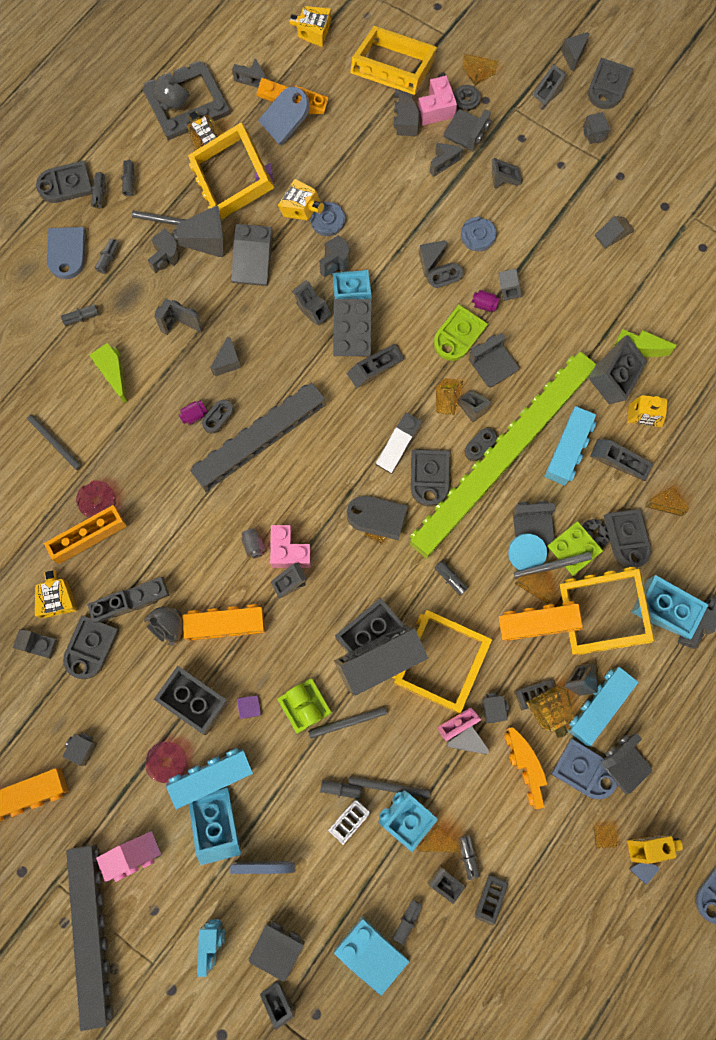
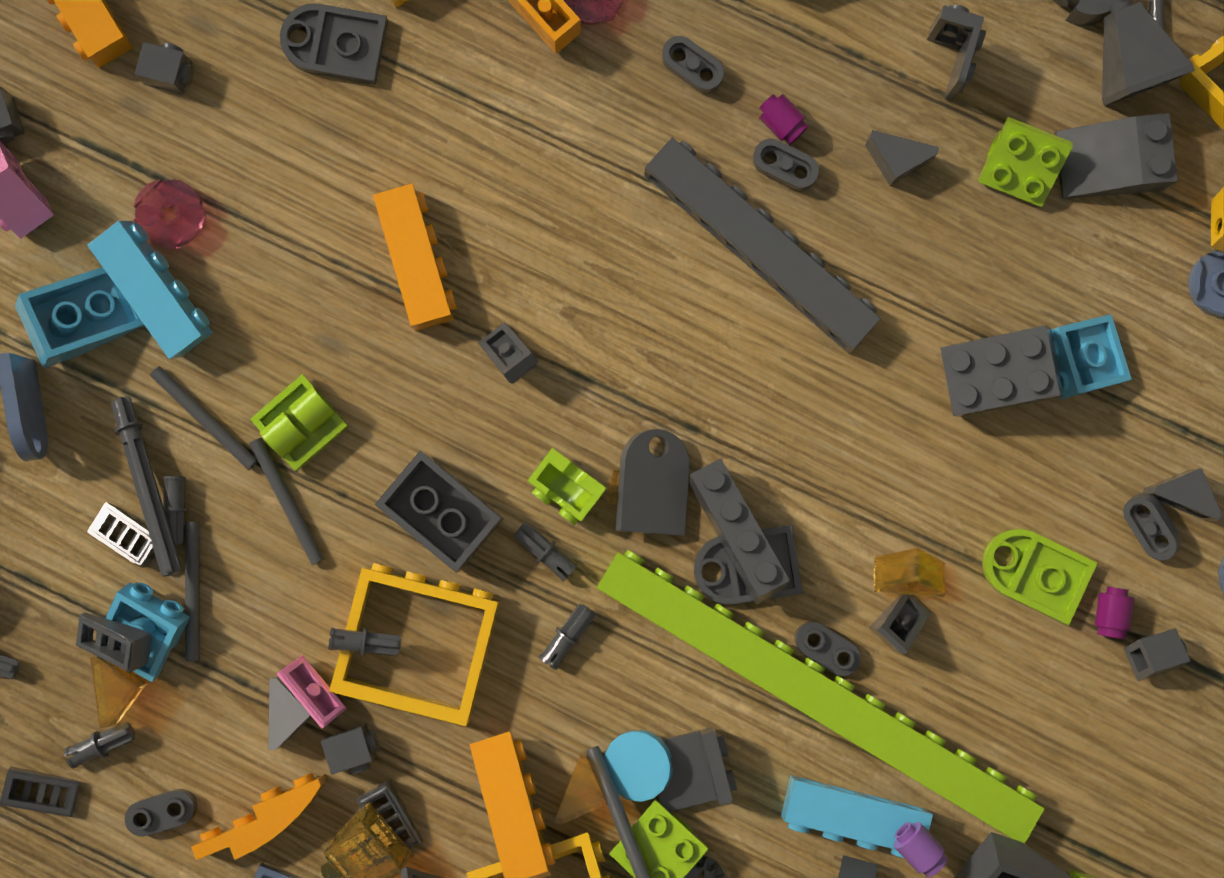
camera: 80 degrees right, 10 degrees up
(129, 600) = (424, 87): dark grey slope -> none
(149, 452) = (695, 63): none -> dark grey plate
(165, 624) = (395, 160): dark grey cylinder -> none
(191, 700) = (272, 231): dark grey brick -> none
(244, 298) = (1024, 161): none -> lime plate
(248, 707) = (282, 329): medium lavender slope -> none
(252, 543) = (563, 276): flat silver brick -> none
(284, 552) = (556, 332): bright pink brick -> none
(289, 763) = (204, 418): none -> dark grey bar
(310, 303) = (1038, 287): dark grey brick -> none
(321, 802) = (151, 504): none -> dark grey axle
(335, 256) = (1143, 317): dark grey brick -> none
(370, 562) = (566, 485): none -> lime cylinder
(374, 365) = (940, 429): dark grey slope -> none
(380, 659) = (383, 536): dark grey piece -> none
(399, 442) = (799, 499): slope -> none
(402, 581) = (545, 551): none -> dark grey axle
(410, 475) = (738, 531): none -> dark grey brick
(410, 825) = (134, 641): none -> dark grey slope
(436, 686) = (364, 642): none -> dark grey axle
(446, 885) = (50, 711): dark grey slope -> none
(492, 360) = (994, 646): dark grey bracket -> none
(513, 828) = (159, 812): none -> dark grey plate
(592, 413) = (920, 848): none -> medium lavender brick

